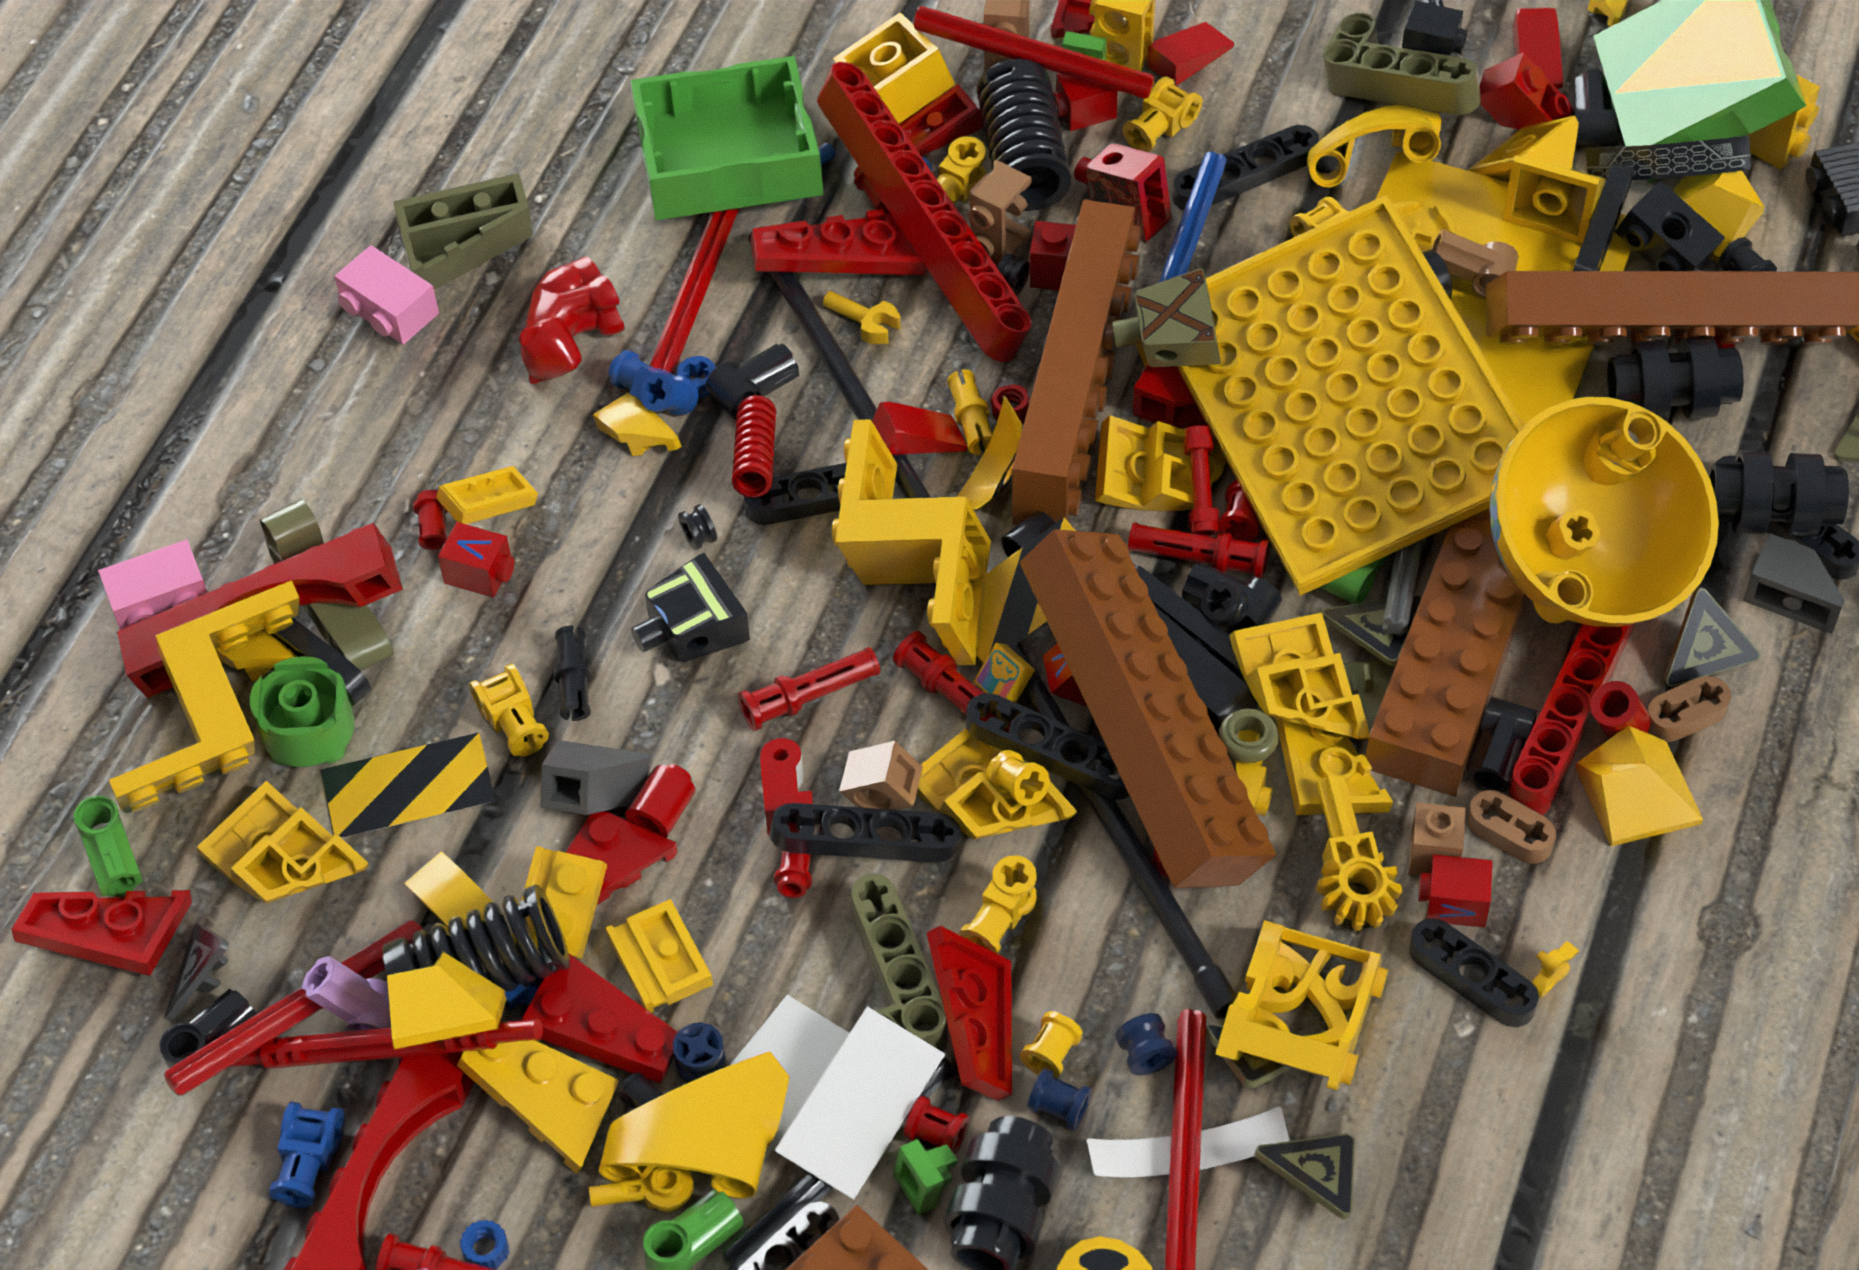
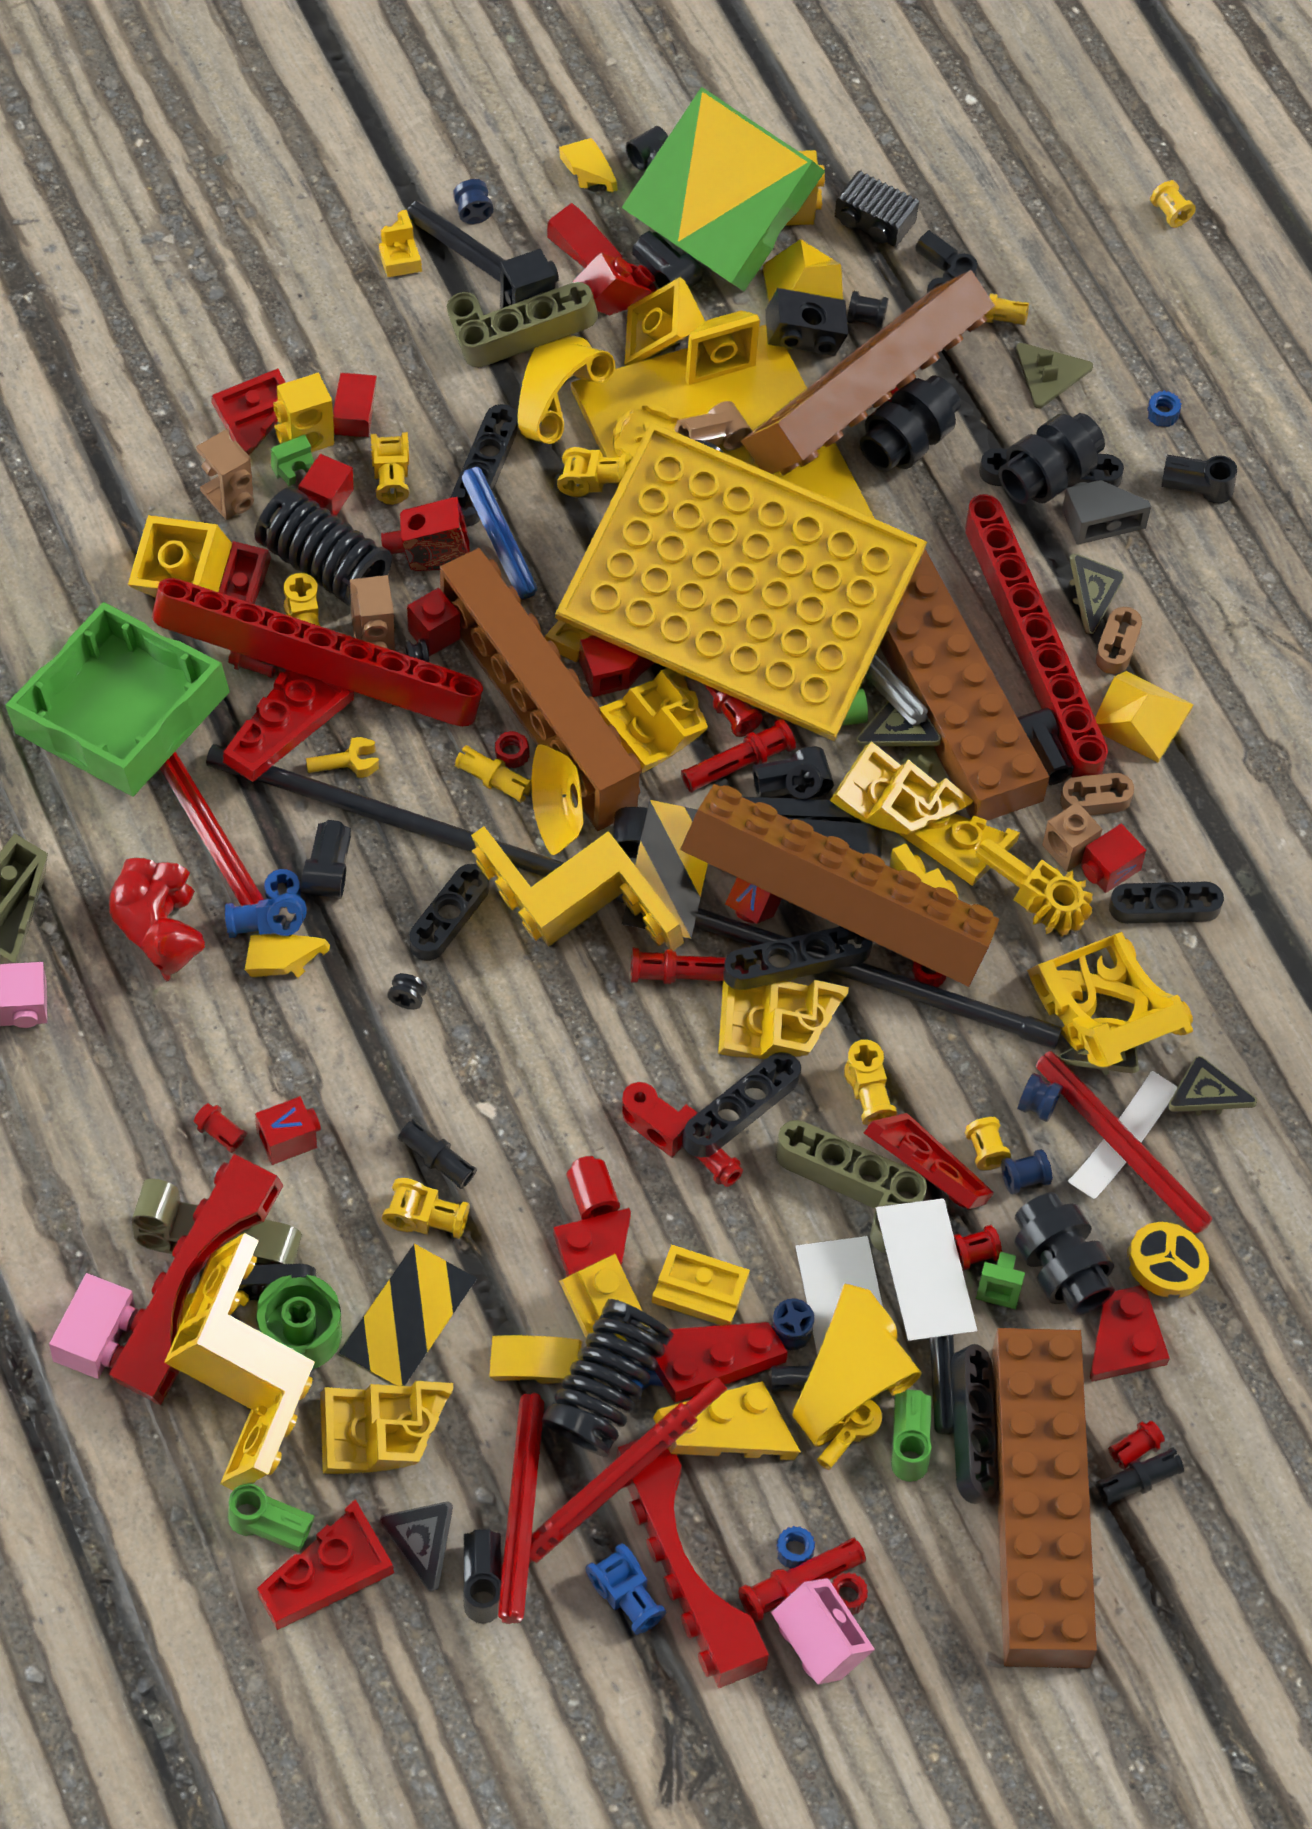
camera: 50 degrees left, 5 degrees up
(348, 995) = (555, 1470): lavender piece -> none
(442, 1003) = (648, 1419): yellow slope -> none
(486, 495) = (242, 1081): yellow plate -> none
(591, 777) = (535, 1210): dark grey slope -> none
(692, 613) = (472, 1051): black torso -> none
(754, 446) = (388, 906): red piece -> none
(789, 694) = (592, 1055): red pin -> none
(881, 777) = (715, 1063): medium nougat brick -> none
(917, 430) = (478, 810): red slope -> none
(1004, 673) = (713, 935): yellow tile -> none
(1024, 781) = (804, 992): yellow bush -> none
(1045, 54) = (276, 480): red axle -> none
(1173, 323) = (597, 612): olive torso -> none
(1198, 445) = (720, 734): red bar -> none
(1249, 720) = (912, 842): olive piece -> none
(1553, 967) = (1209, 860): yellow piece -> none
(1600, 536) = (999, 550): yellow piece -> none
(1605, 219) = (769, 355): black beam -> none
(1617, 706) = (1095, 672): red brick -> none
(1673, 159) = (758, 271): black sticker -> none

